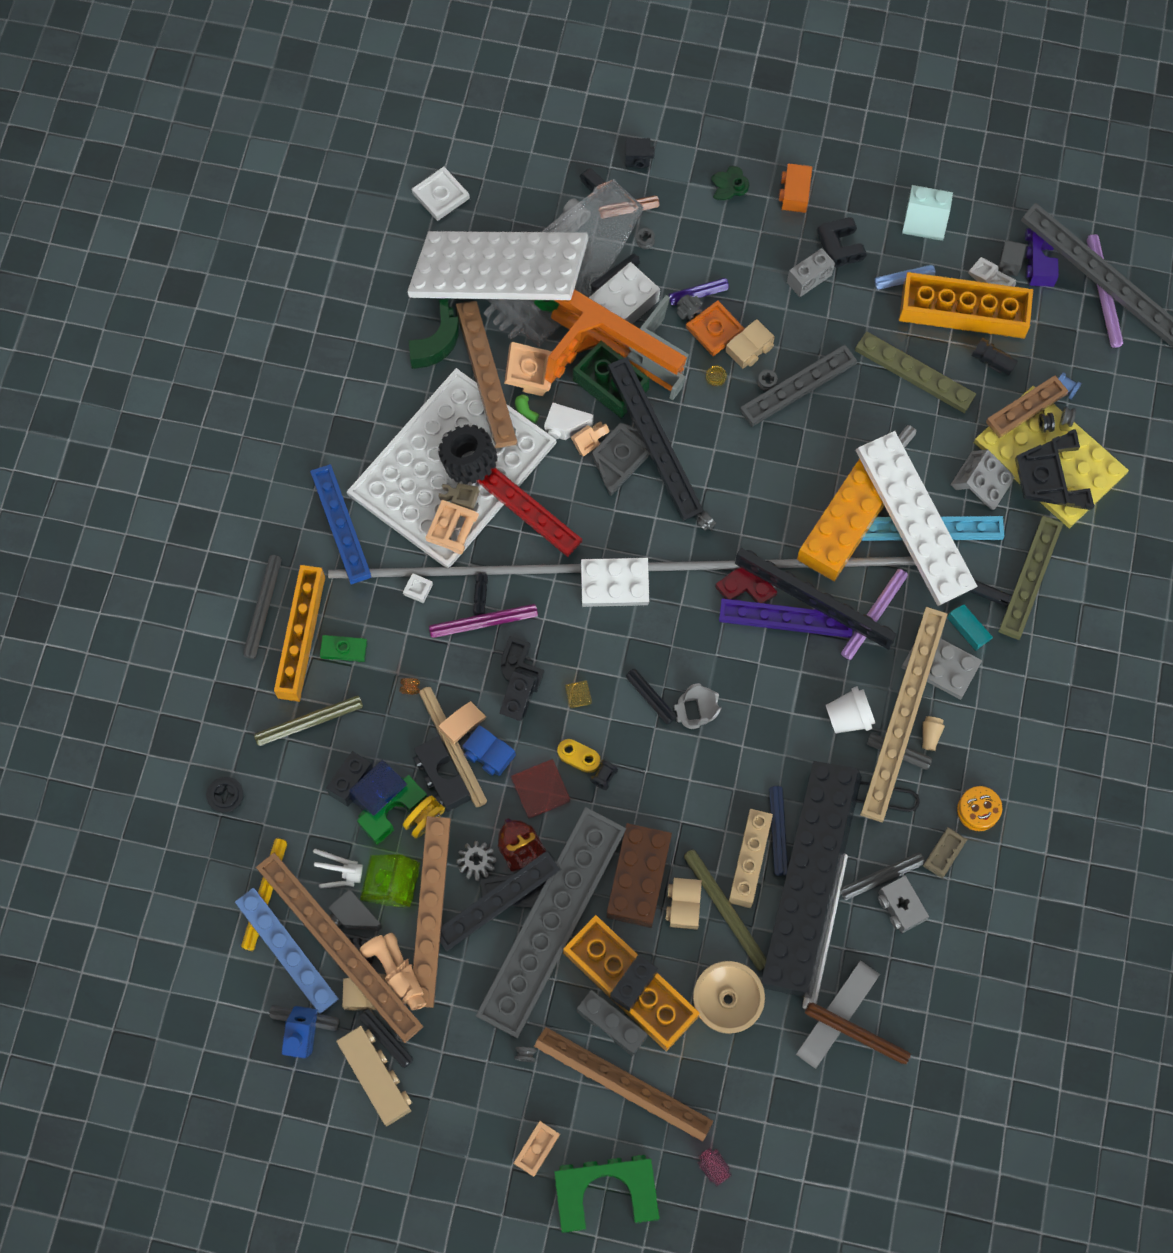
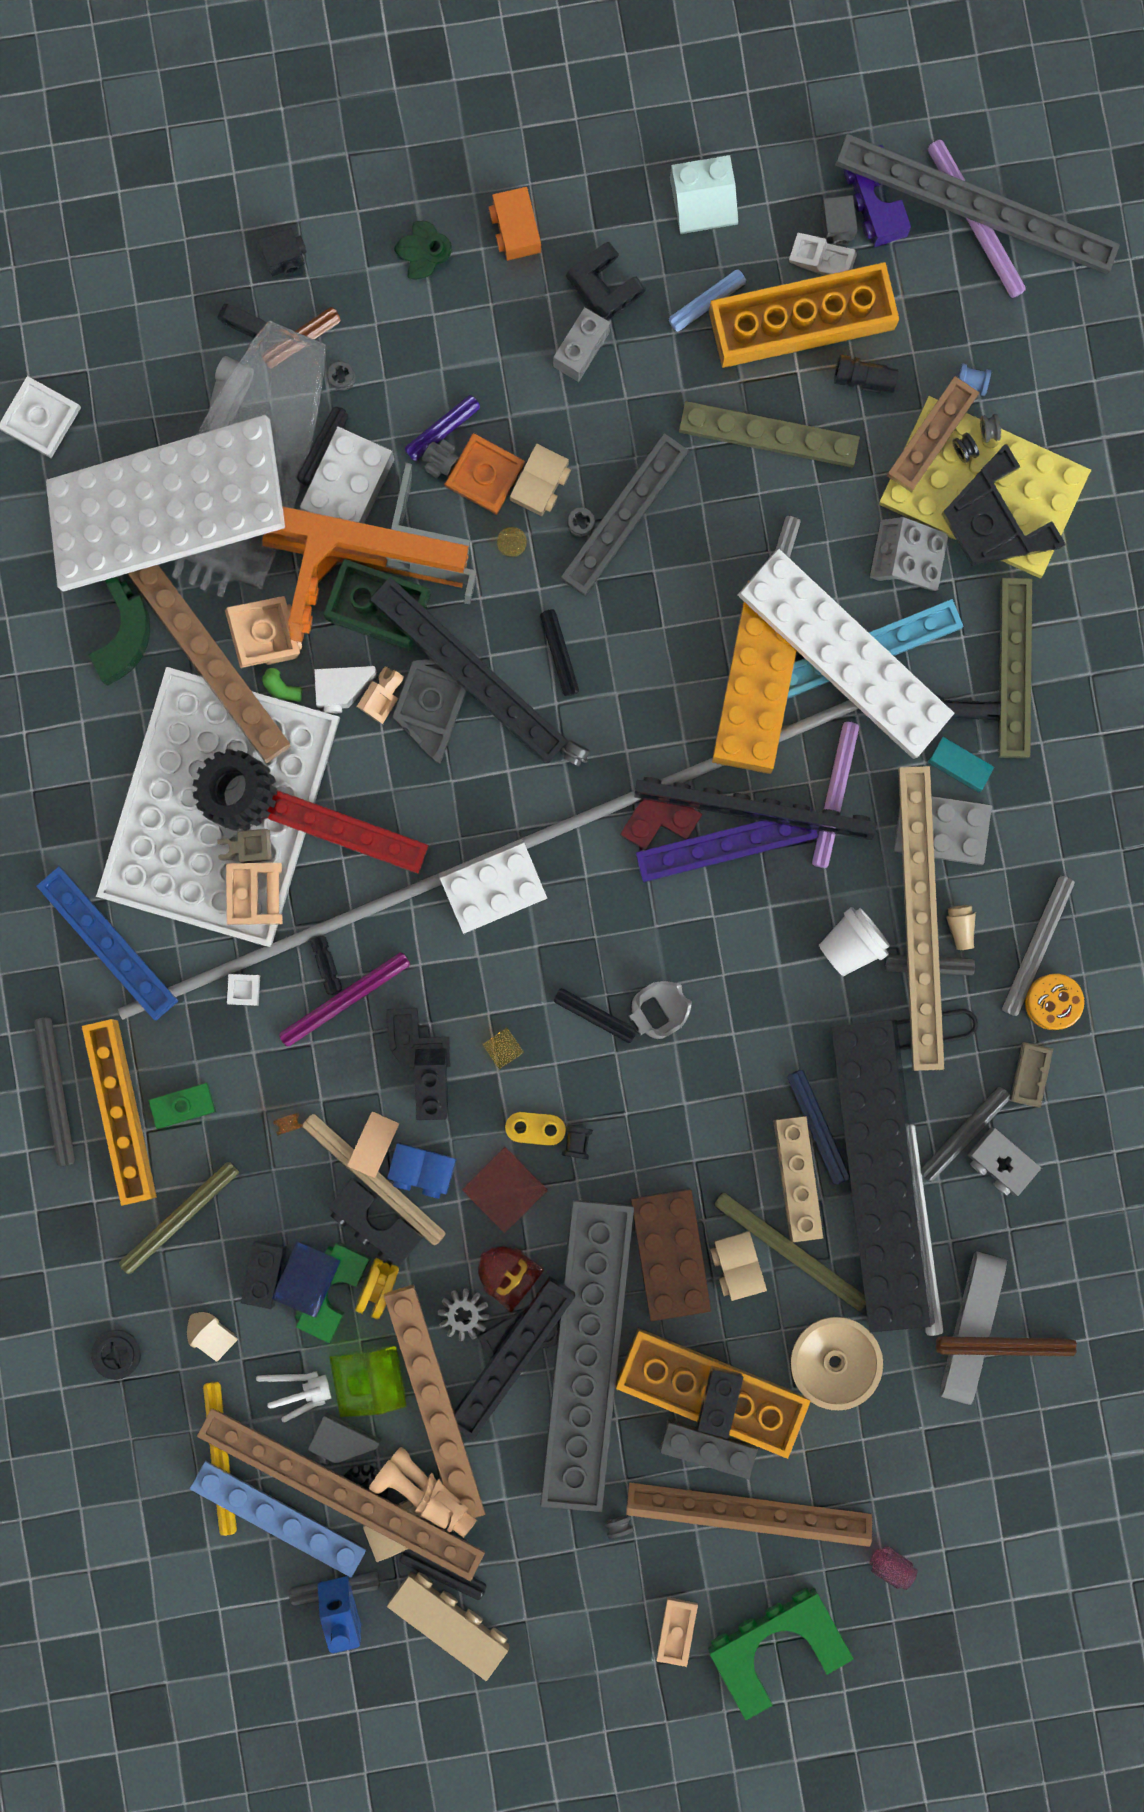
camera: 25 degrees left, 15 degrees up
(295, 806) = (209, 1335): none -> tile
(720, 455) = (559, 652): none -> black axle
(981, 767) = (1038, 945): none -> light grey axle

